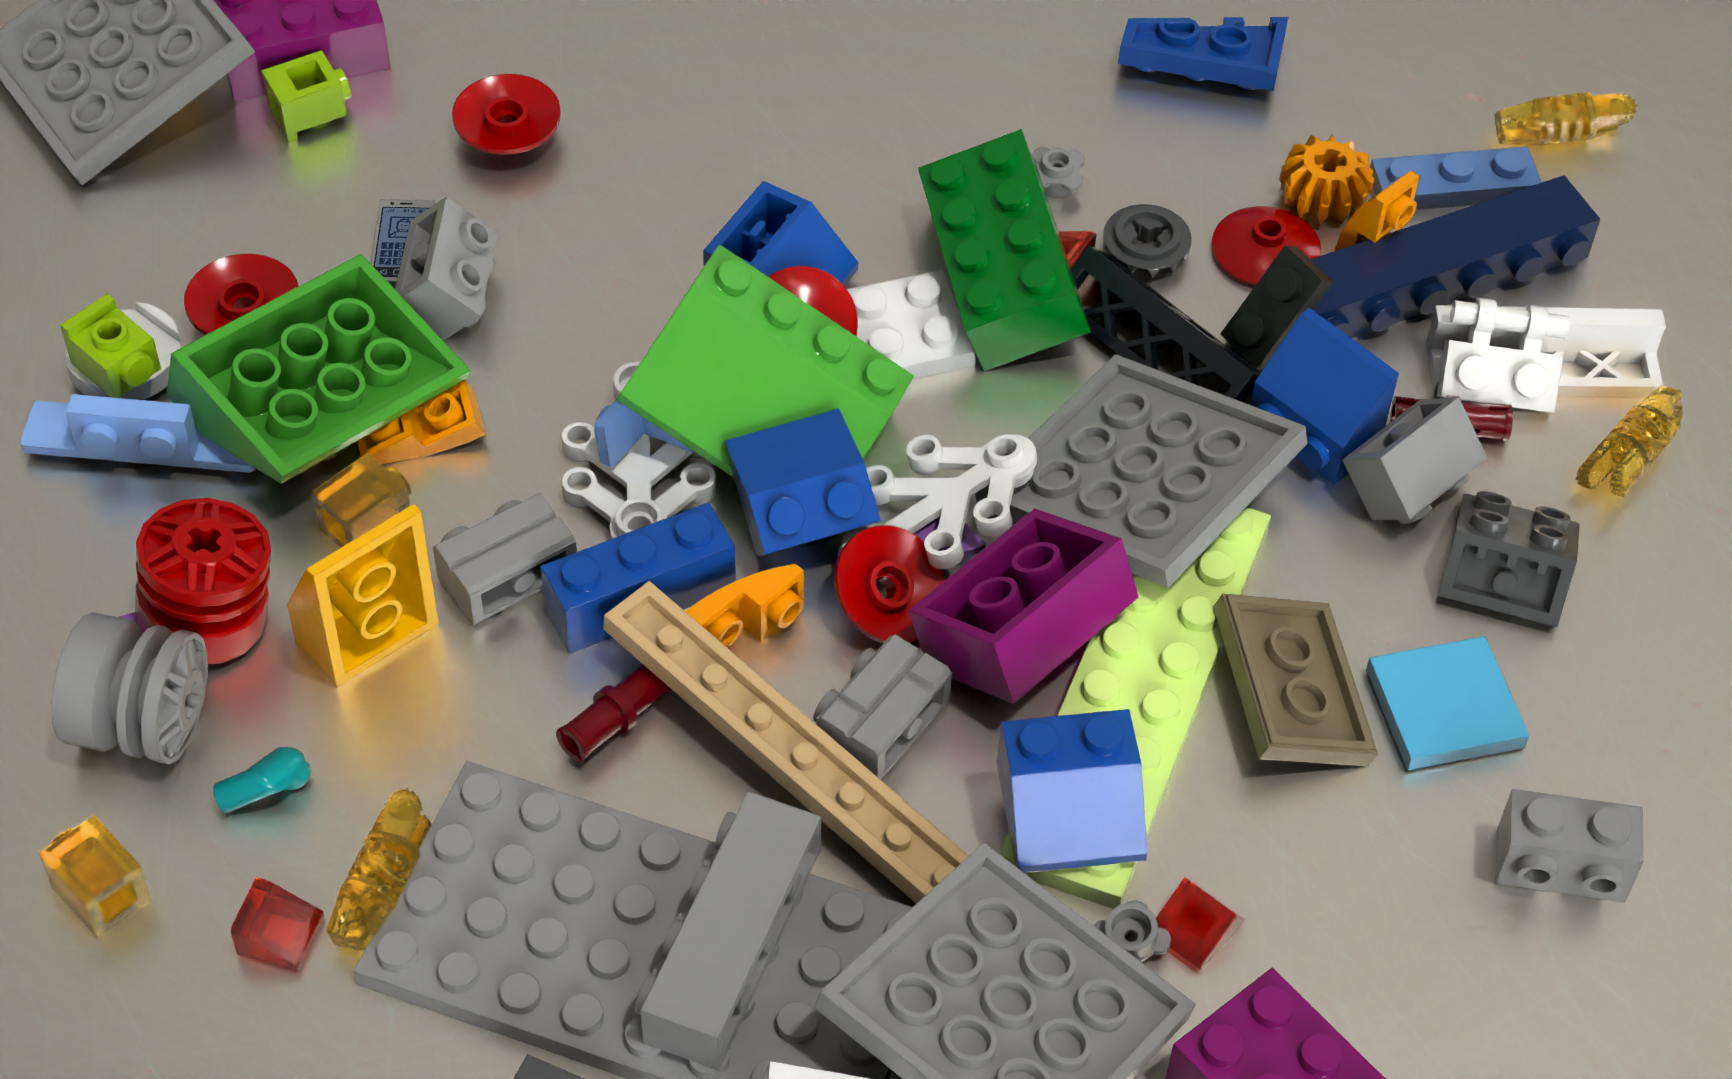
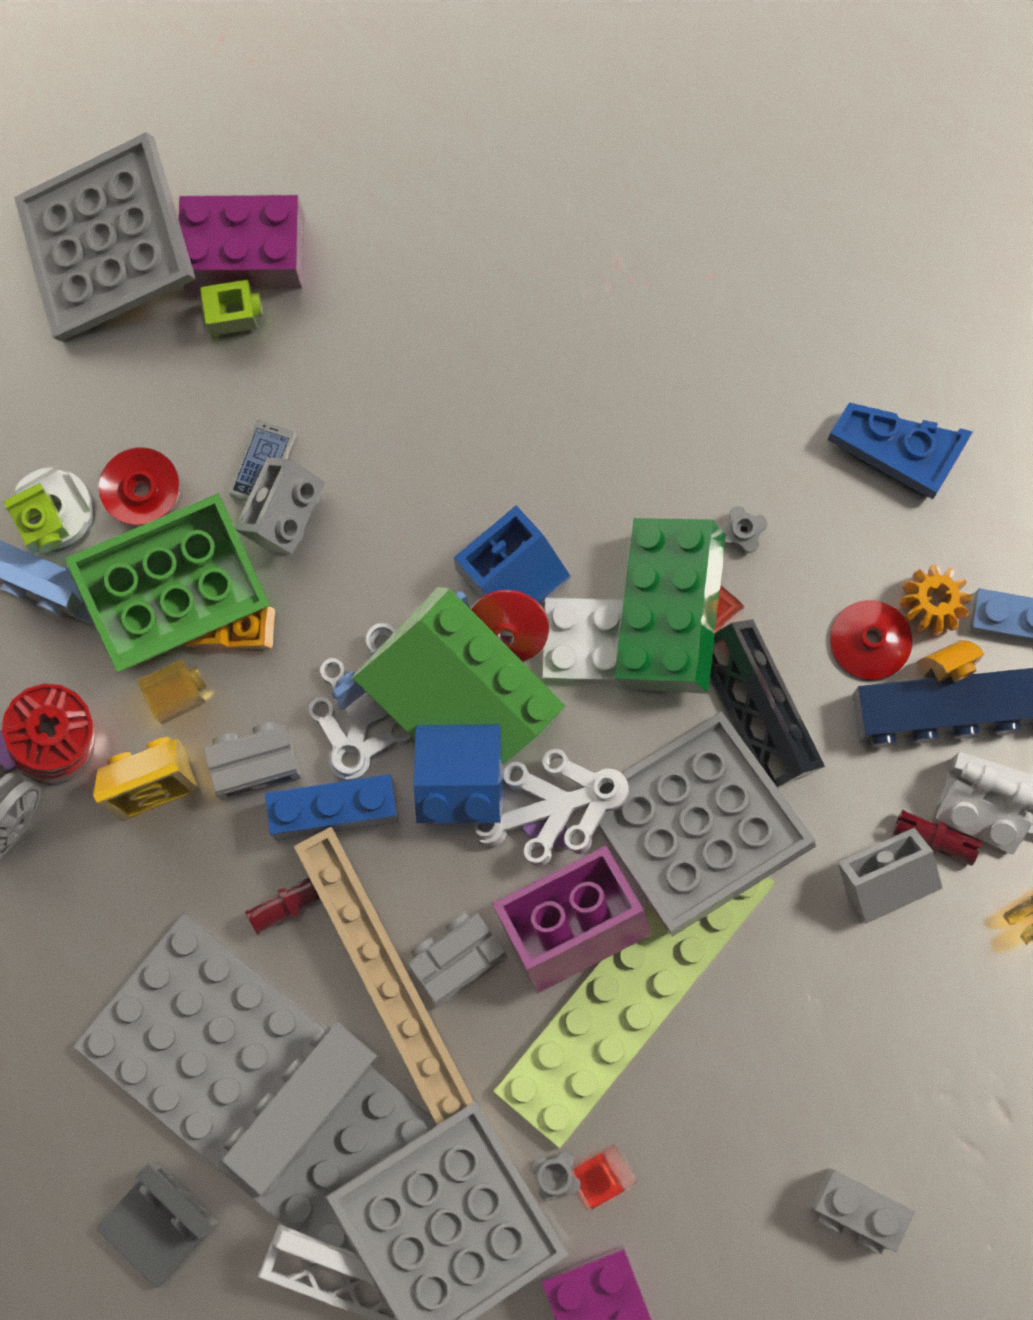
camera: 25 degrees right, 25 degrees up
(273, 773) = (56, 888): teal arm -> none
(275, 926) = (36, 996): clear red slope -> none
(379, 872) = (107, 981): clear yellow hinge -> none
(506, 114) = (362, 350): red dish -> none
(753, 603) = (408, 851): light orange slope -> none
(899, 564) = (507, 875): red dish -> none
(1072, 790) = (548, 1078): slope -> none
(1149, 224) = (793, 596): dark grey gear -> none
(1275, 304) = (845, 717): pearl dark grey plate -> none
(1294, 681) = (735, 1022): dark tan tile -> none
(1330, 388) = (843, 807): blue slope -> none
(1447, 703) = (834, 1066): medium azure tile -> none
(1511, 558) = (929, 966): dark grey bracket -> none

